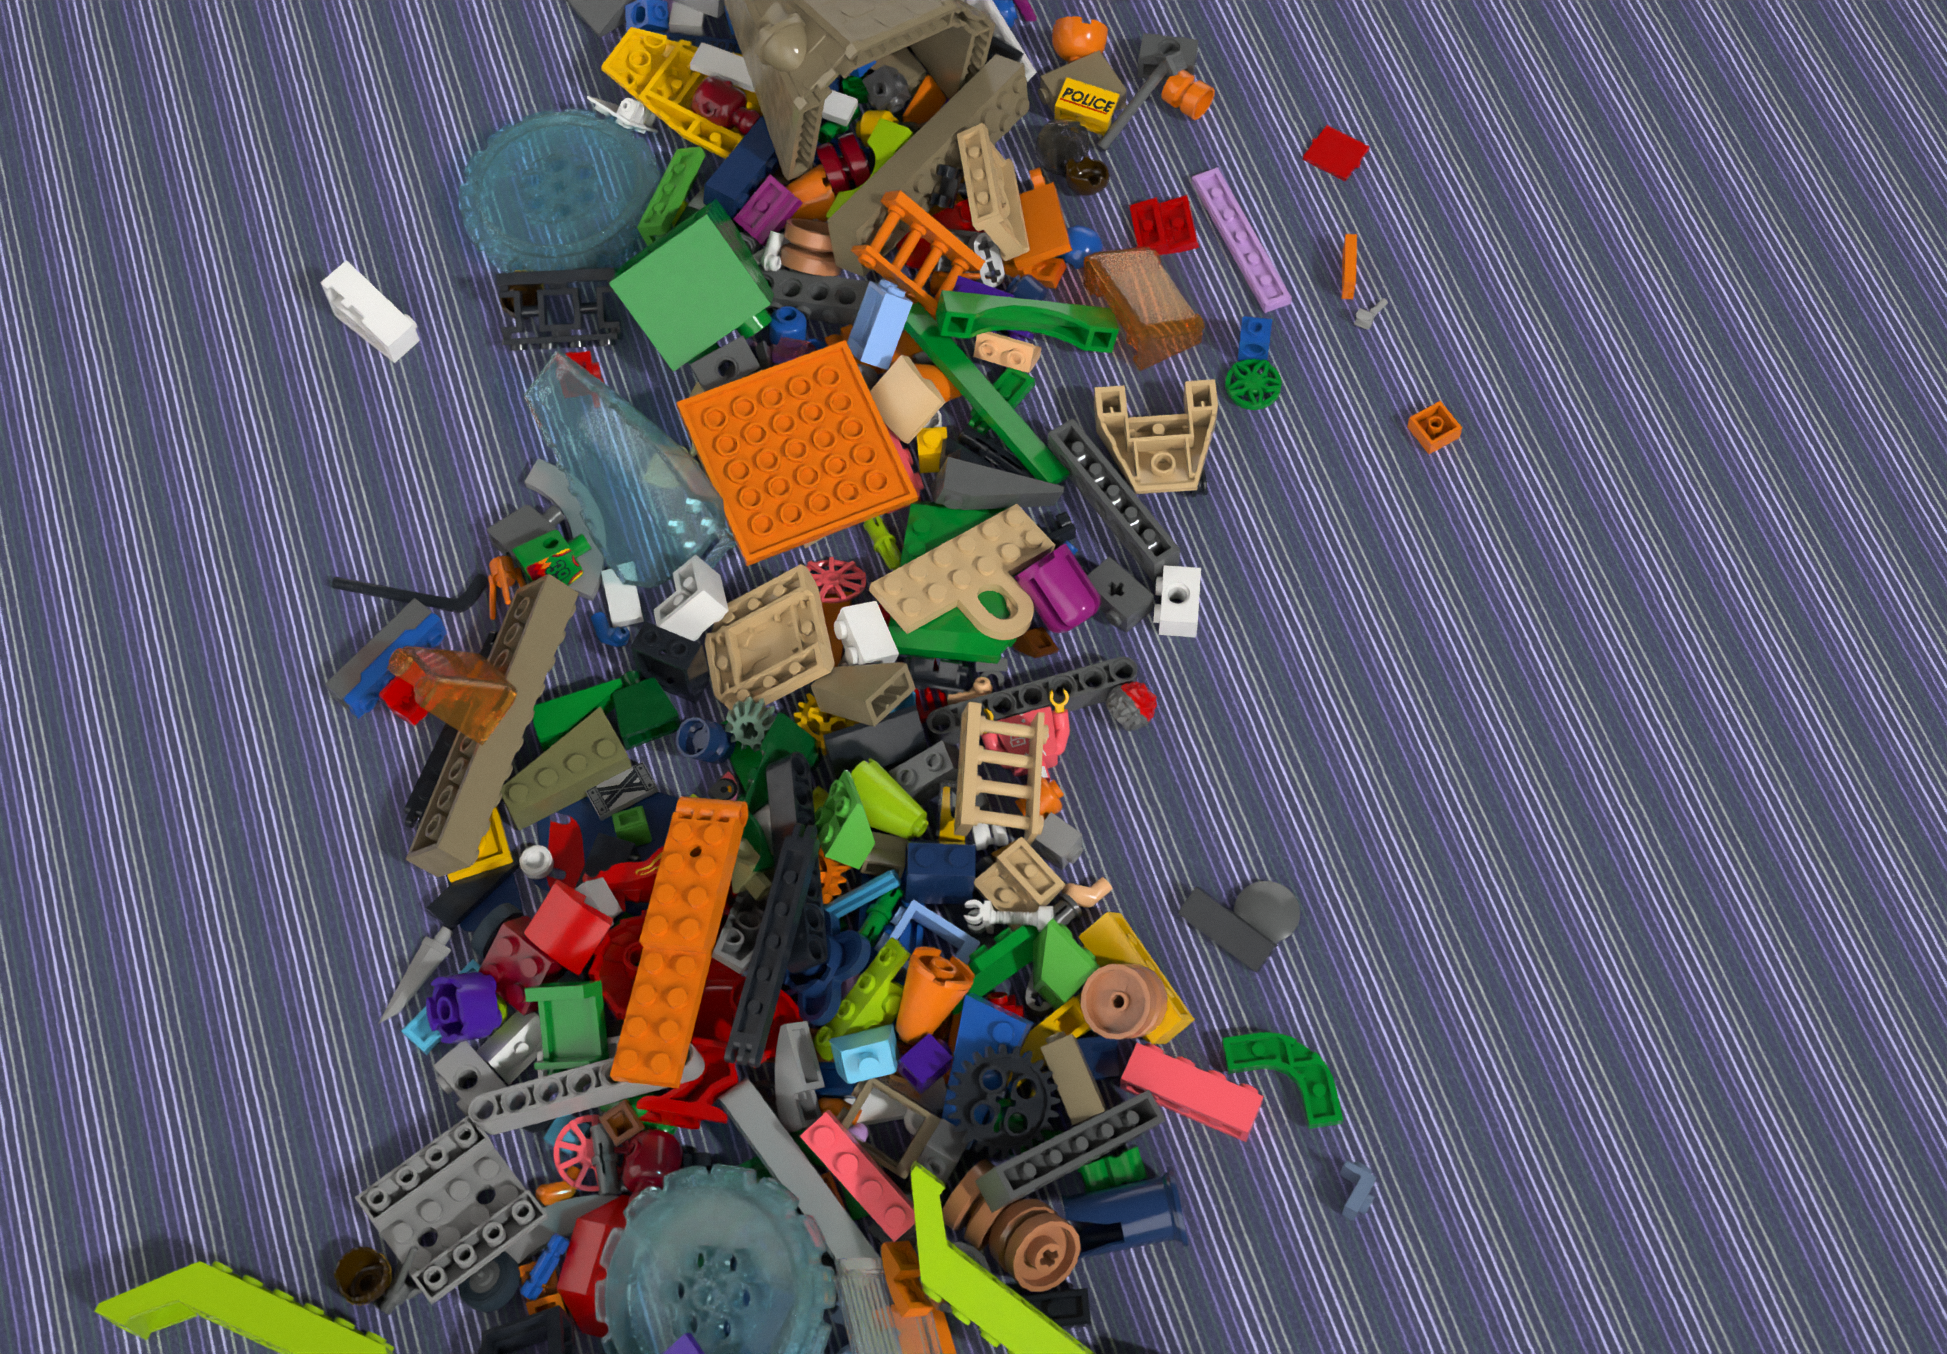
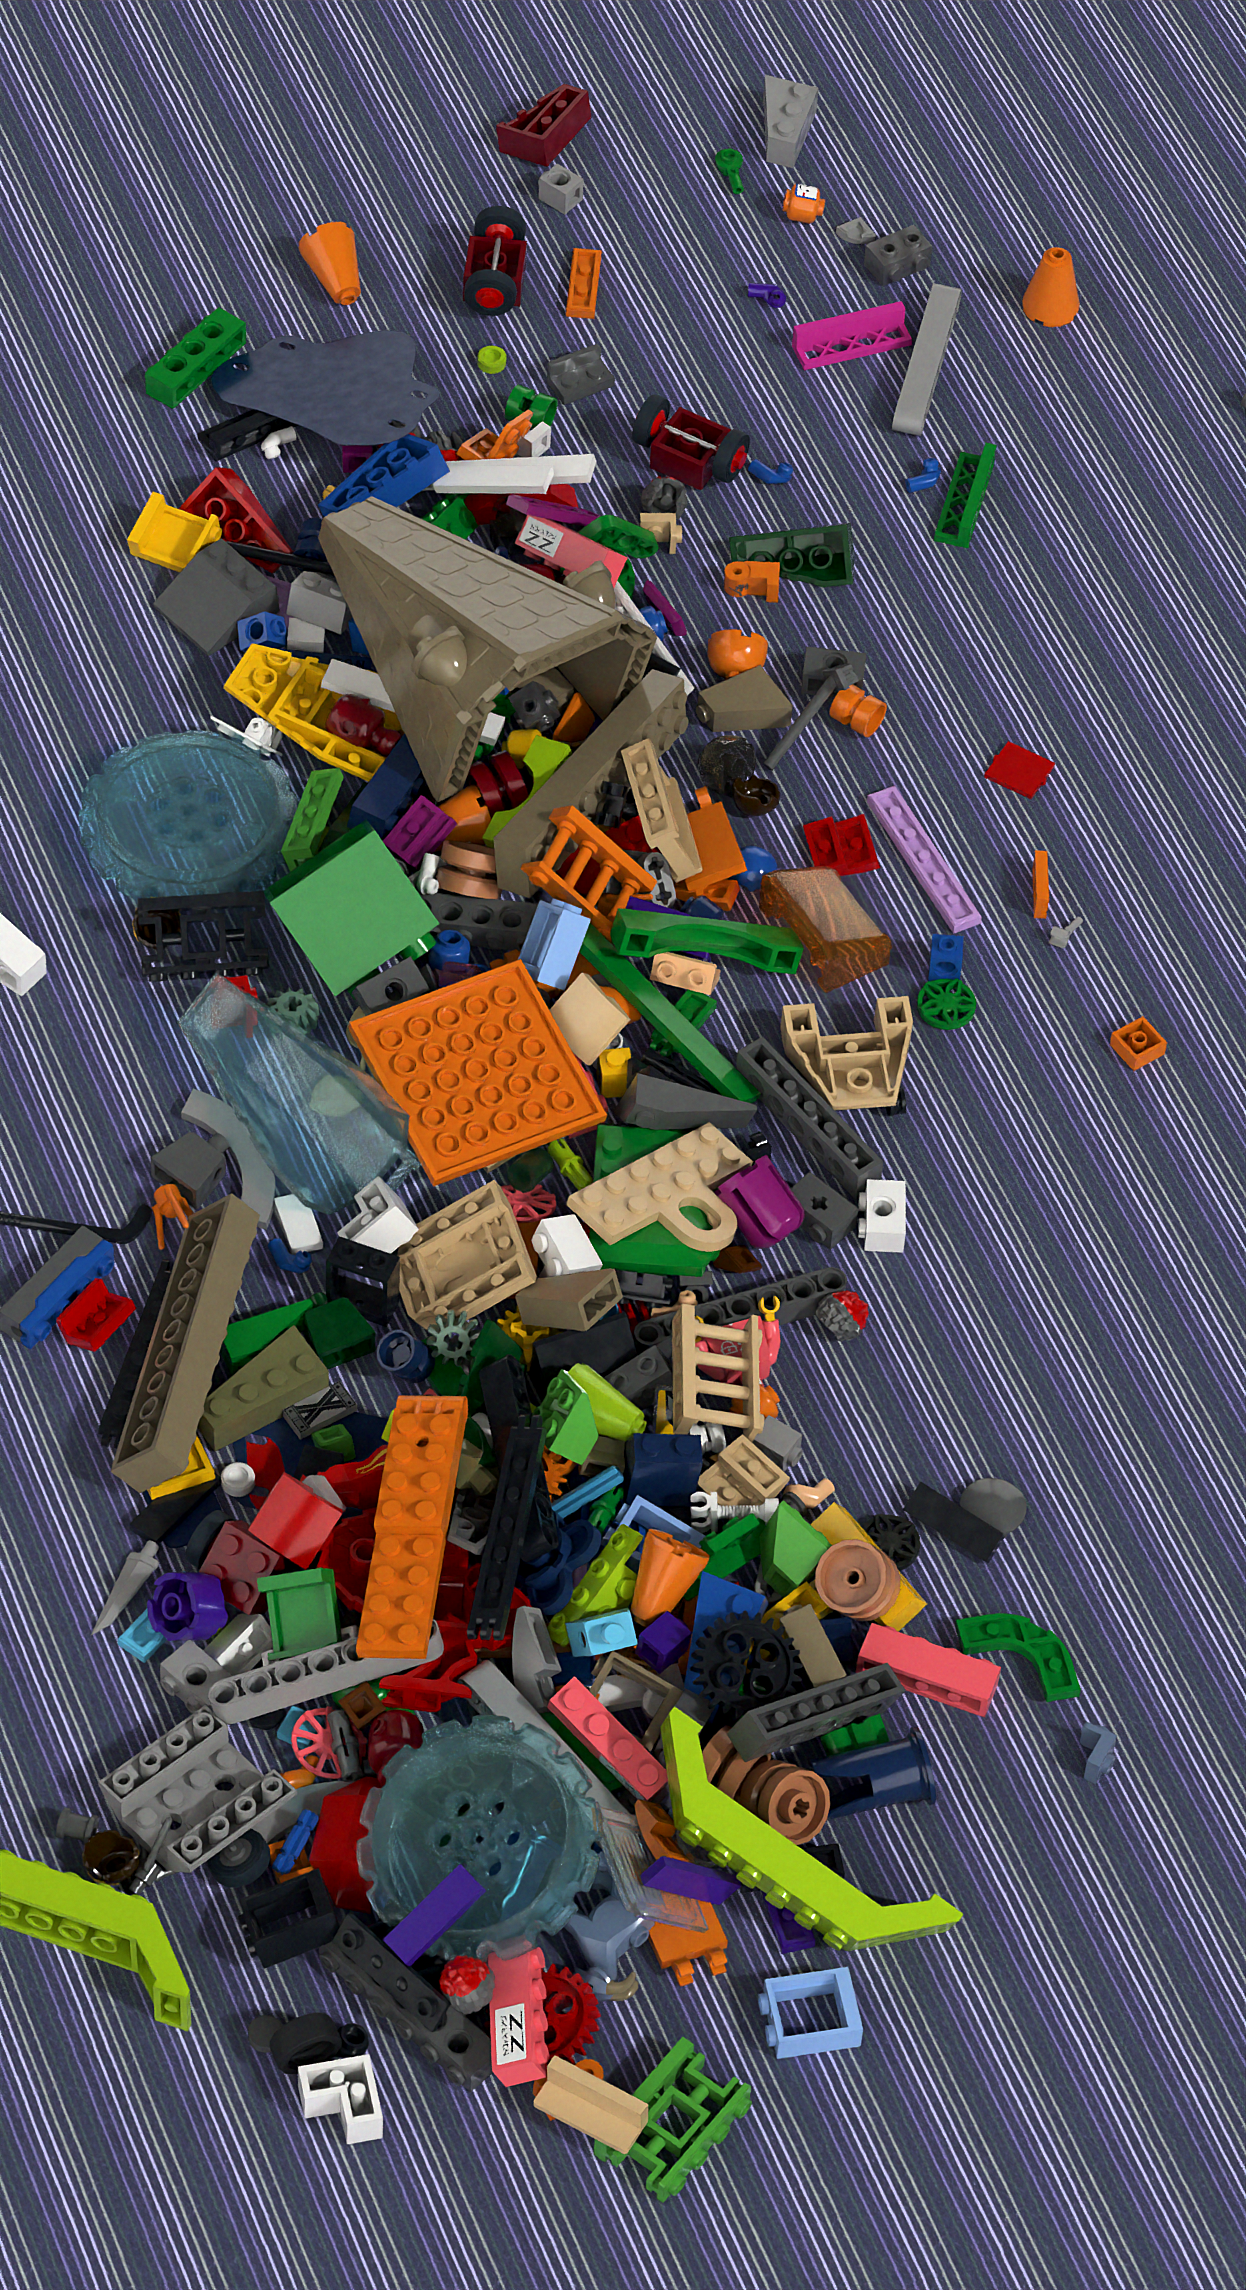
camera: 10 degrees left, 10 degrees down
(336, 1236) = (76, 1825): none -> dark grey bush
(456, 687) = (132, 1296): clear orange windscreen -> none
(552, 556) = (225, 1176): green torso -> none
(638, 384) = (296, 1007): none -> sand green gear
(843, 547) = (530, 1169): none -> clear green brick
(929, 1333) = (690, 1880): none -> dark purple tile
(1087, 105) = (752, 721): yellow panel -> none
(1163, 947) = (891, 1541): none -> pearl dark grey wheel

